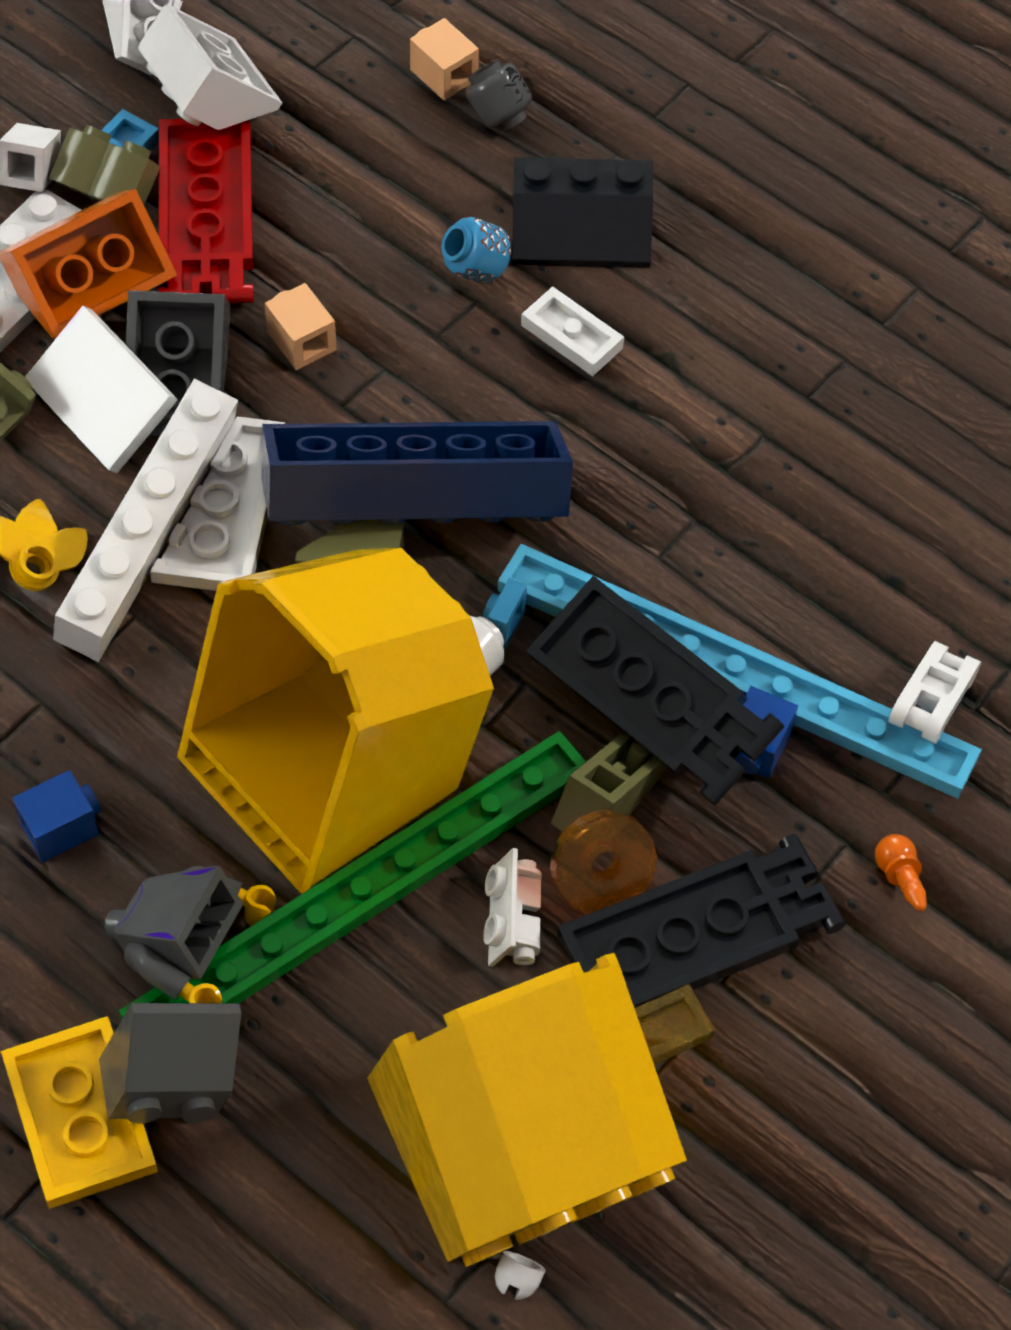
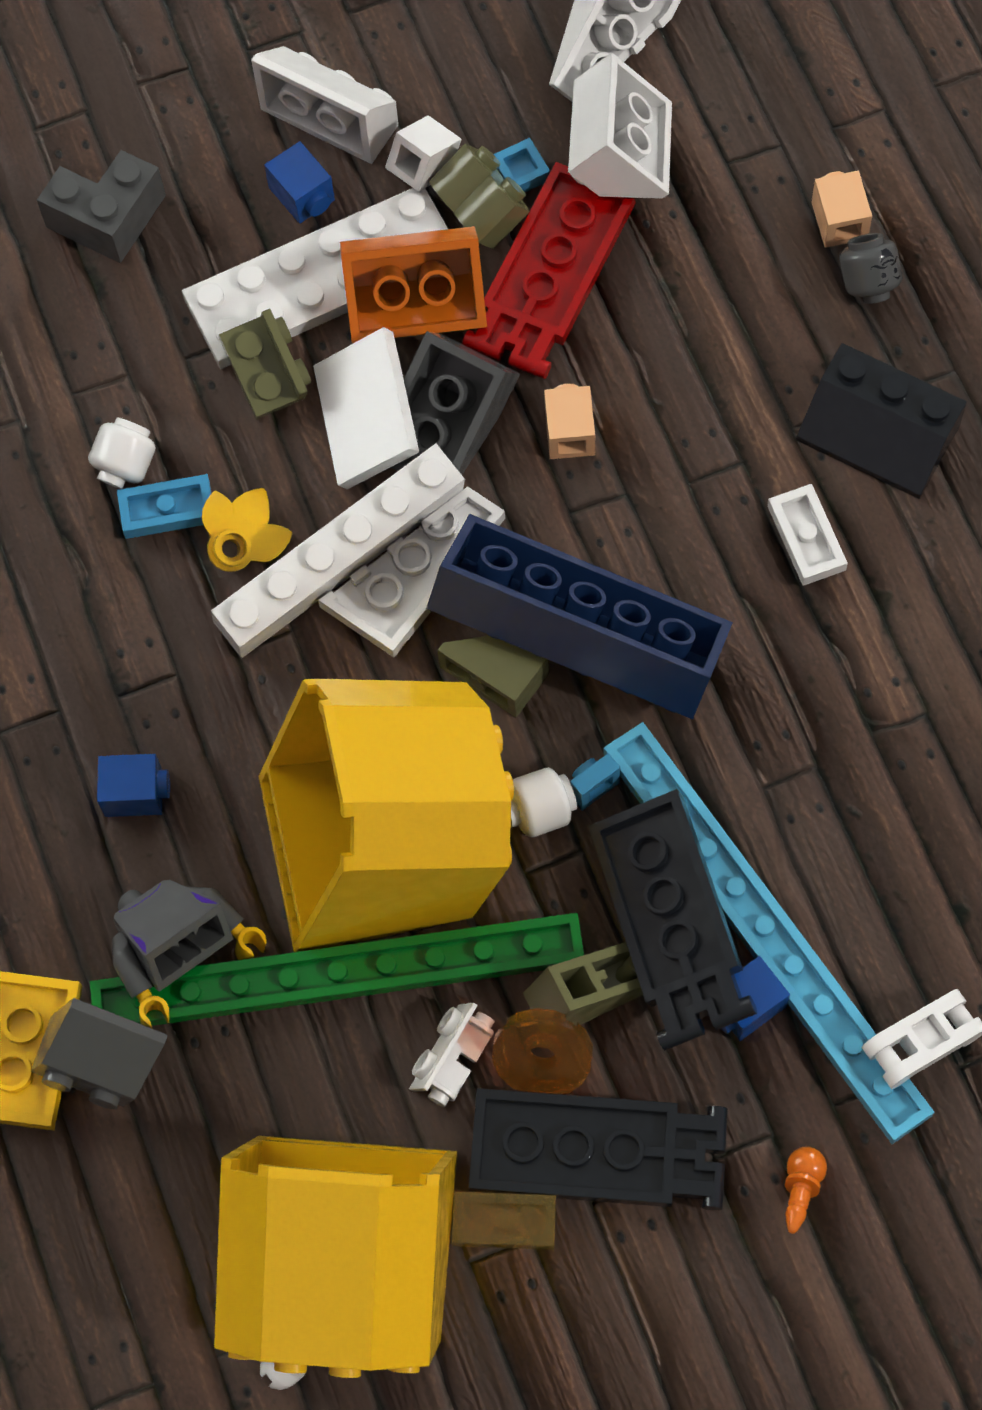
camera: 35 degrees right, 10 degrees up
(476, 250) = (762, 417): dark azure head -> none

